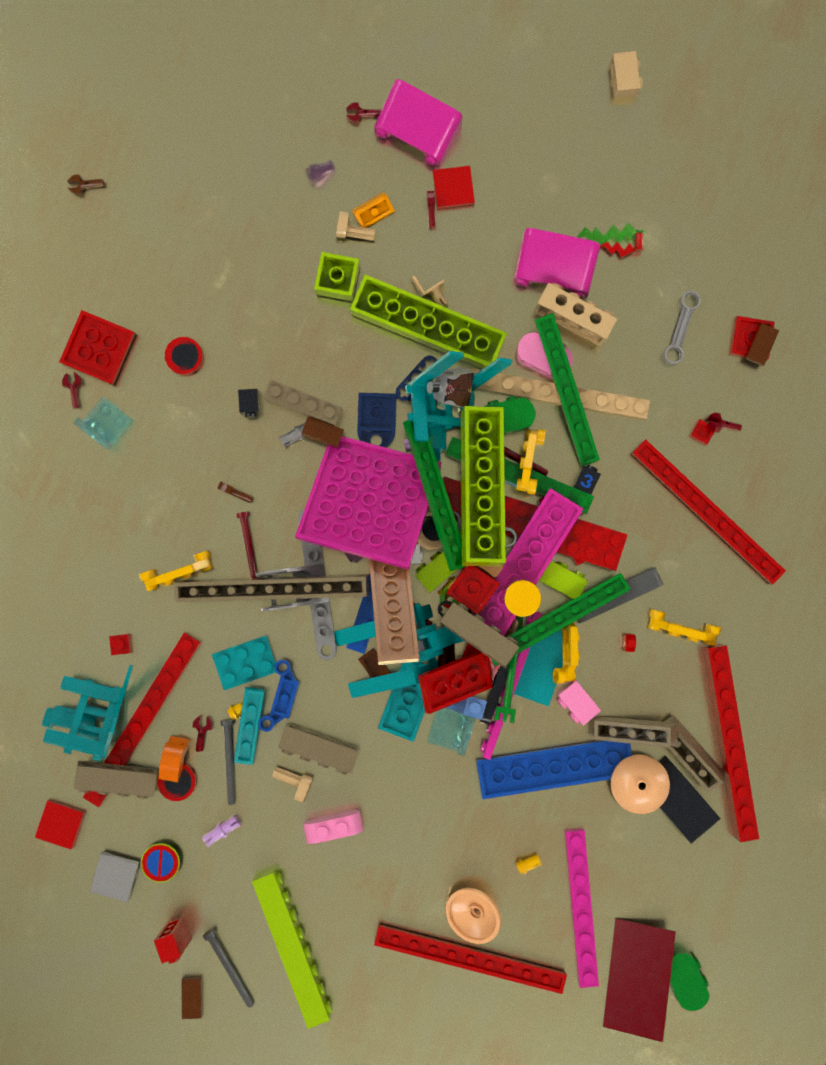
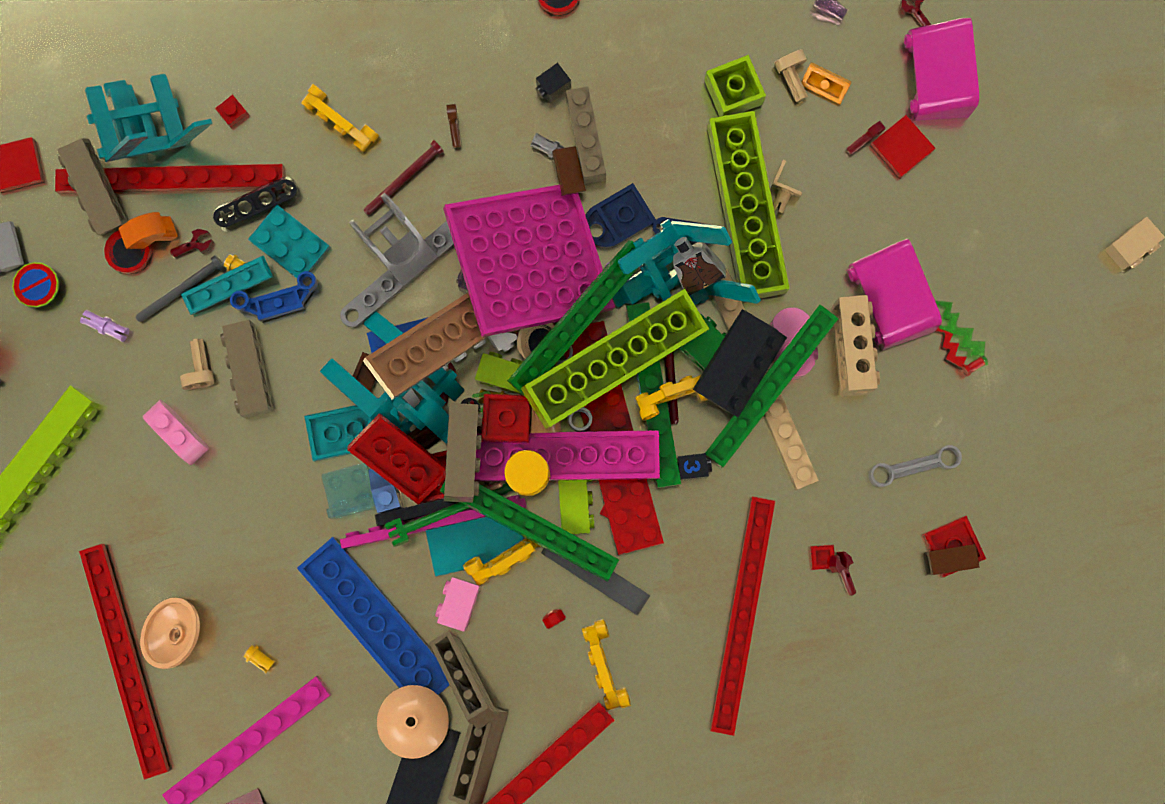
camera: 60 degrees right, 5 degrees down
(200, 668) = (256, 204): none -> black beam
(272, 588) = (378, 218): dark tan brick -> none
(539, 401) = (740, 363): none -> black slope

